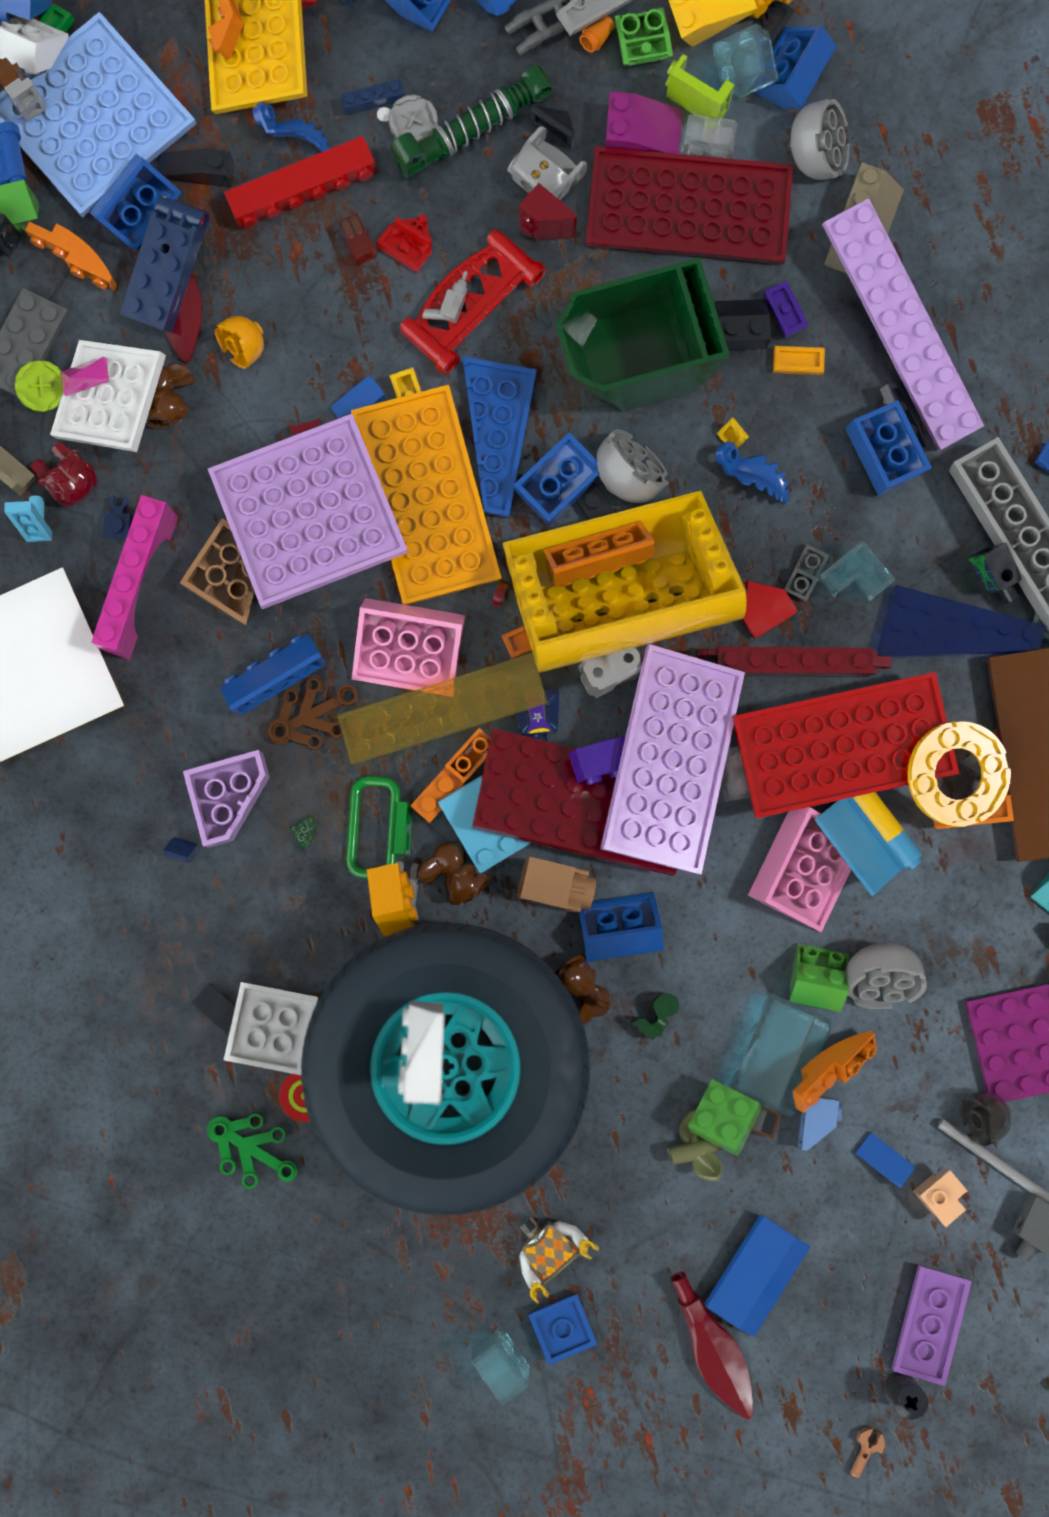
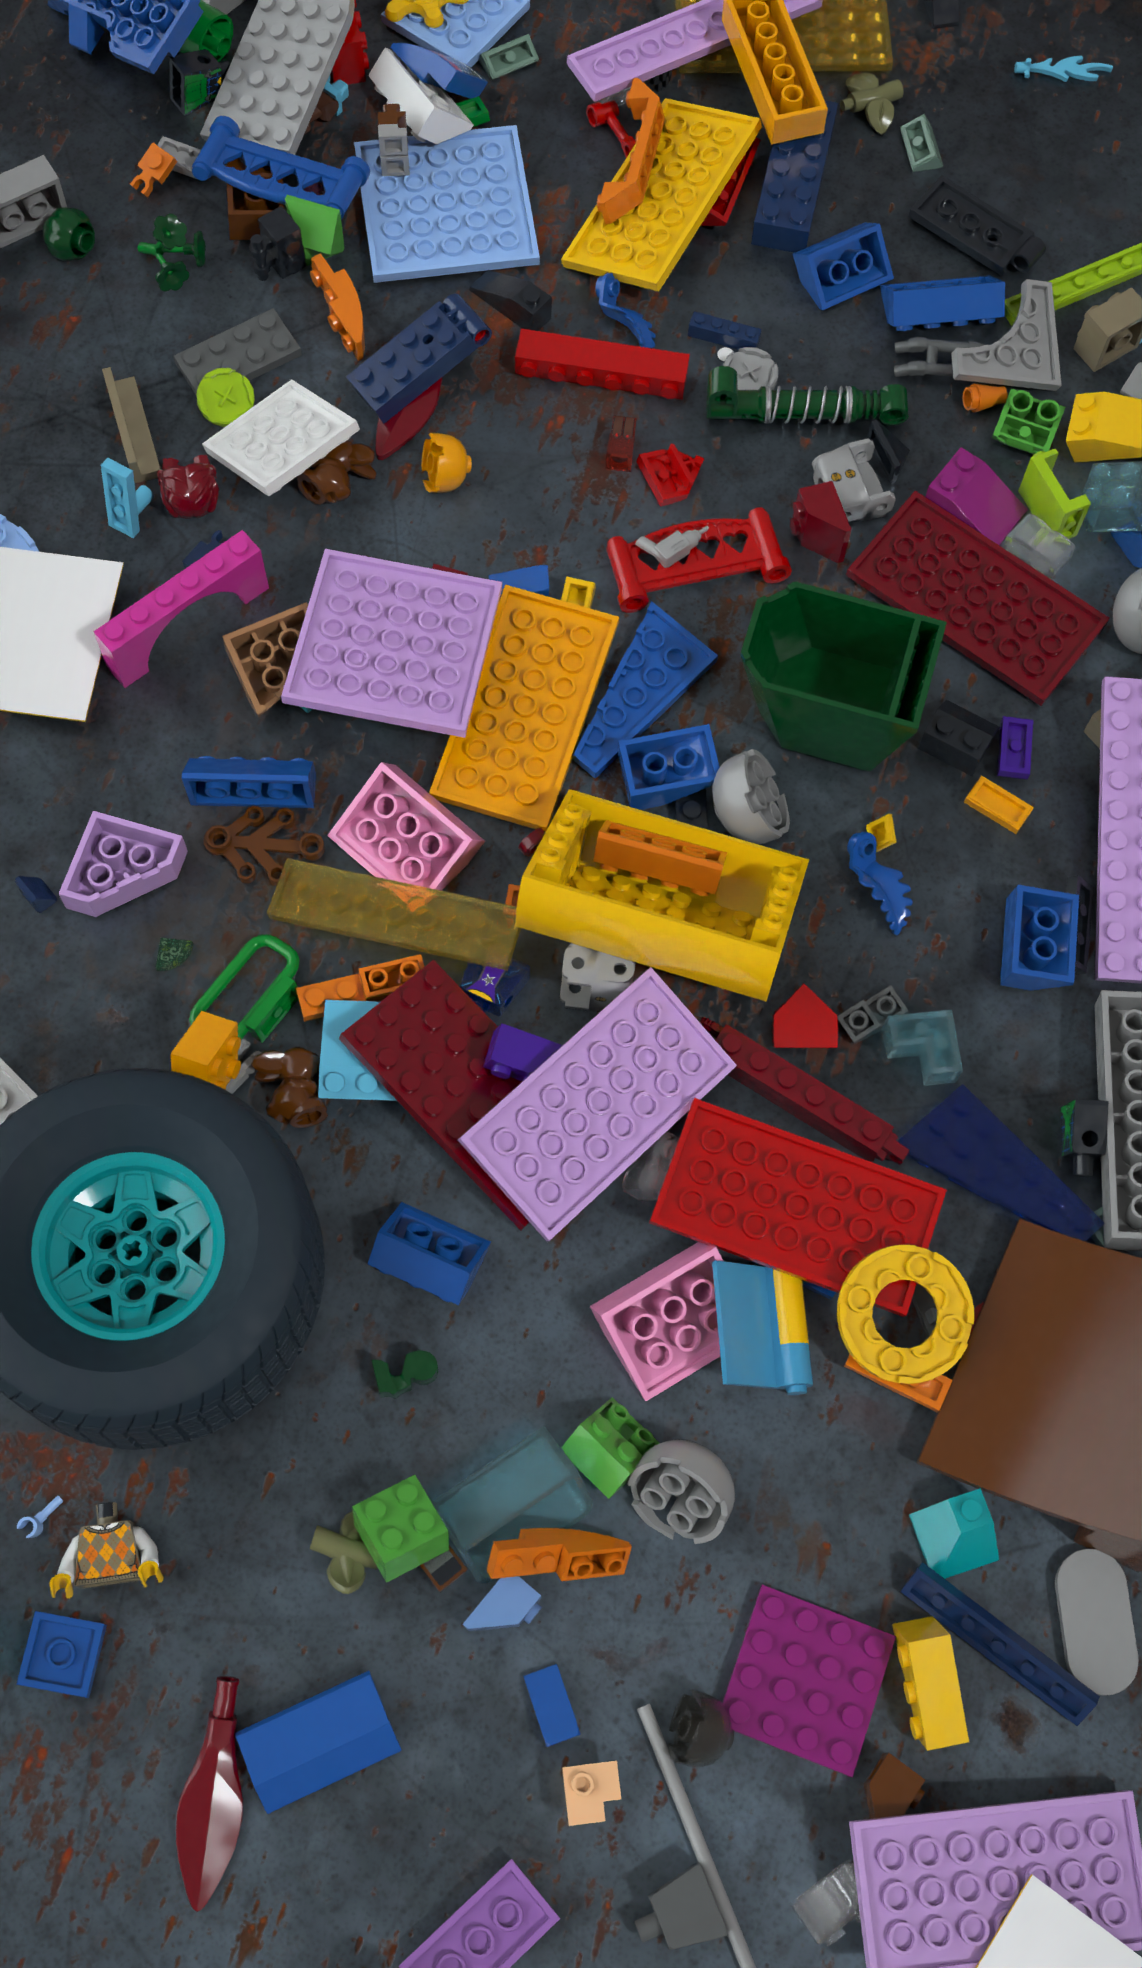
camera: 30 degrees right, 15 degrees down
(85, 376) = (272, 409): dark pink slope -> none
(131, 199) = (422, 287): blue slope -> none
(423, 1047) = (109, 1194): white slope -> none
(486, 1259) = (39, 1518): none -> light blue hand
(555, 885) = (388, 1161): medium nougat piece -> none
(580, 984) = (343, 1279): reddish brown animal -> none

